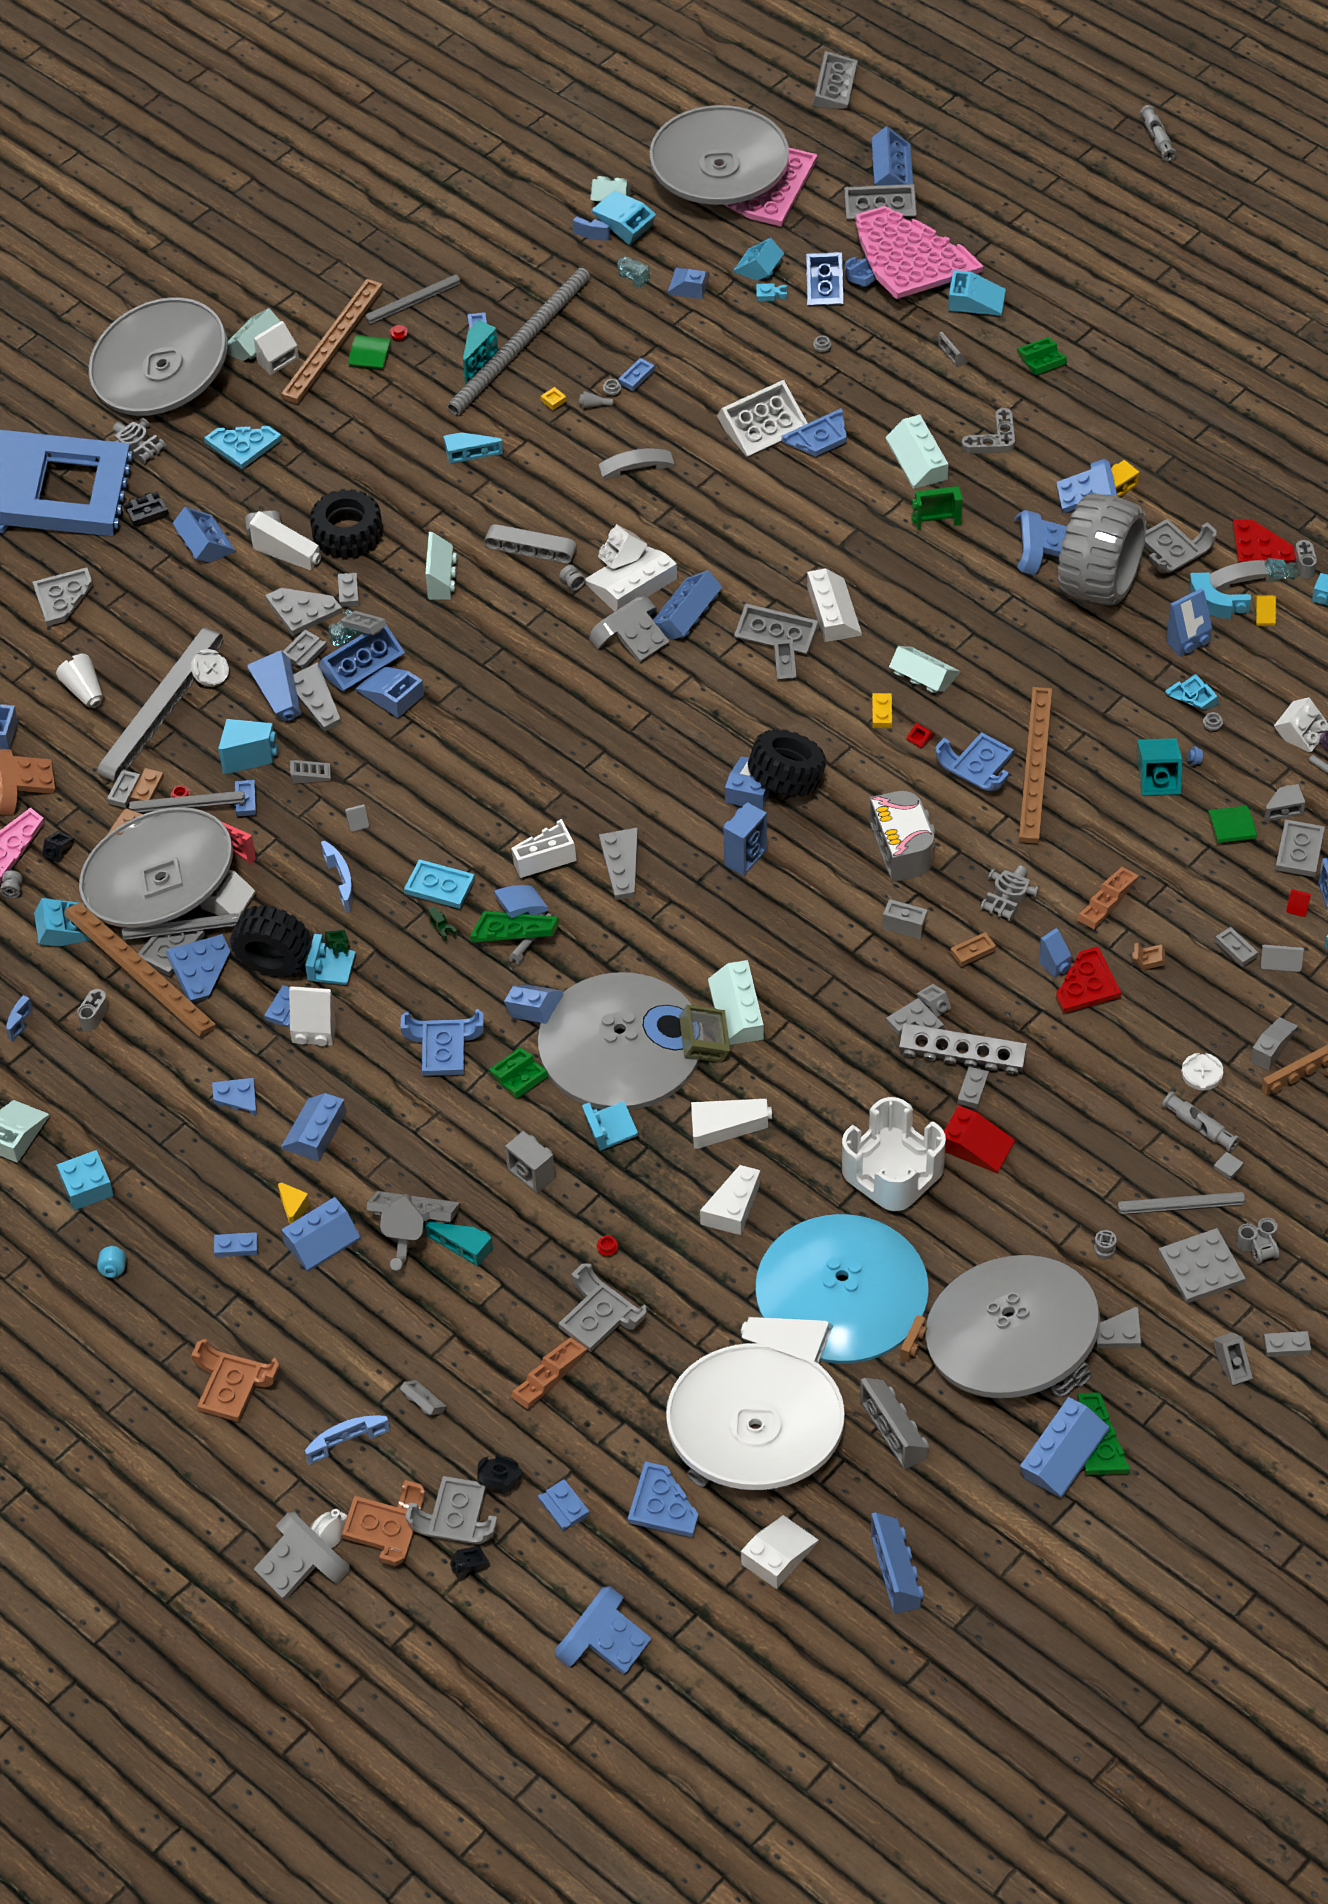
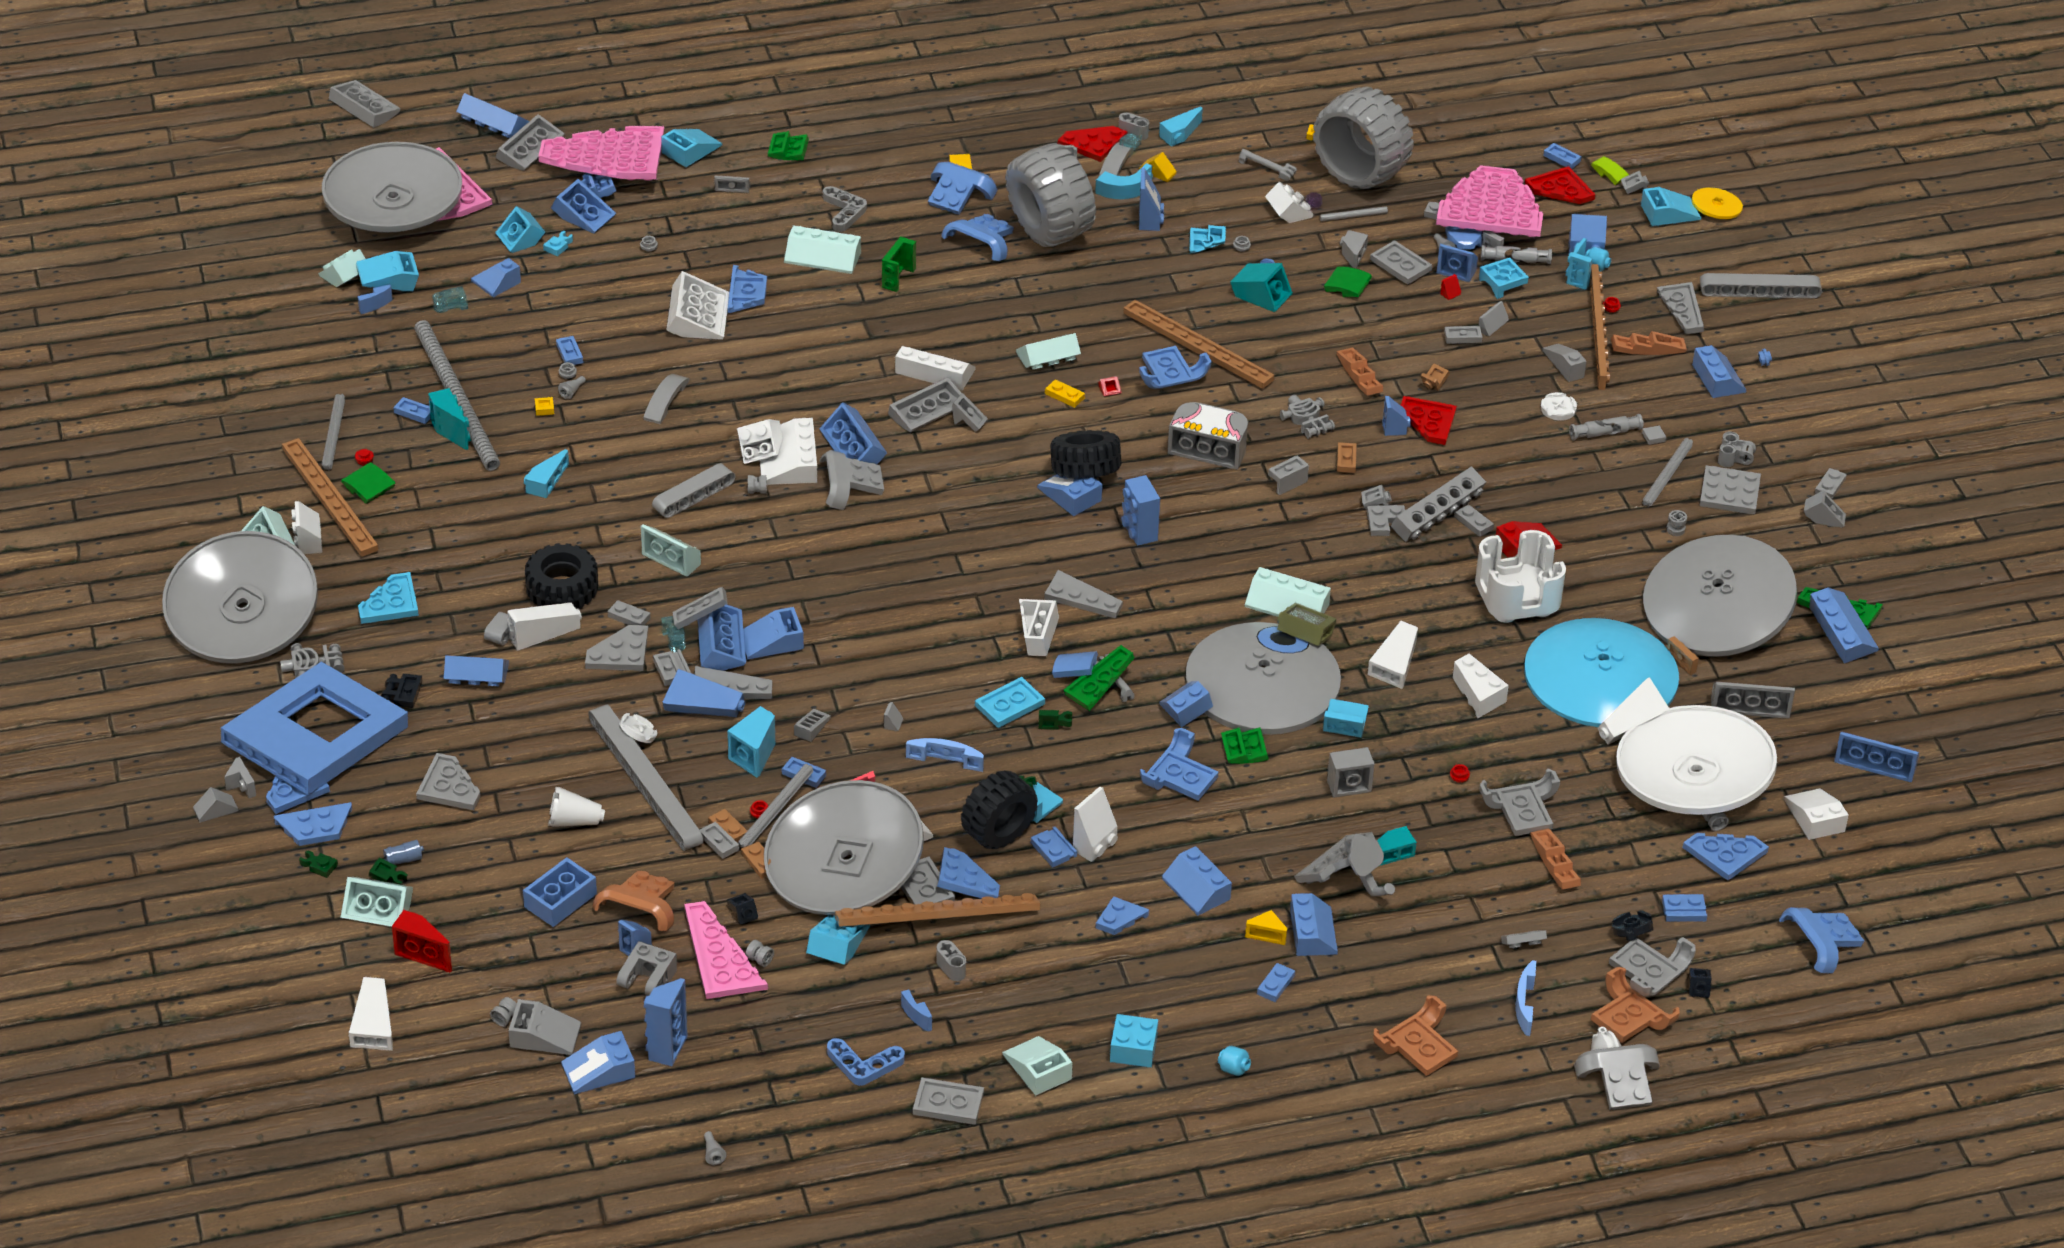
camera: 60 degrees left, 10 degrees down
(181, 926) = (928, 847): light grey axle -> none

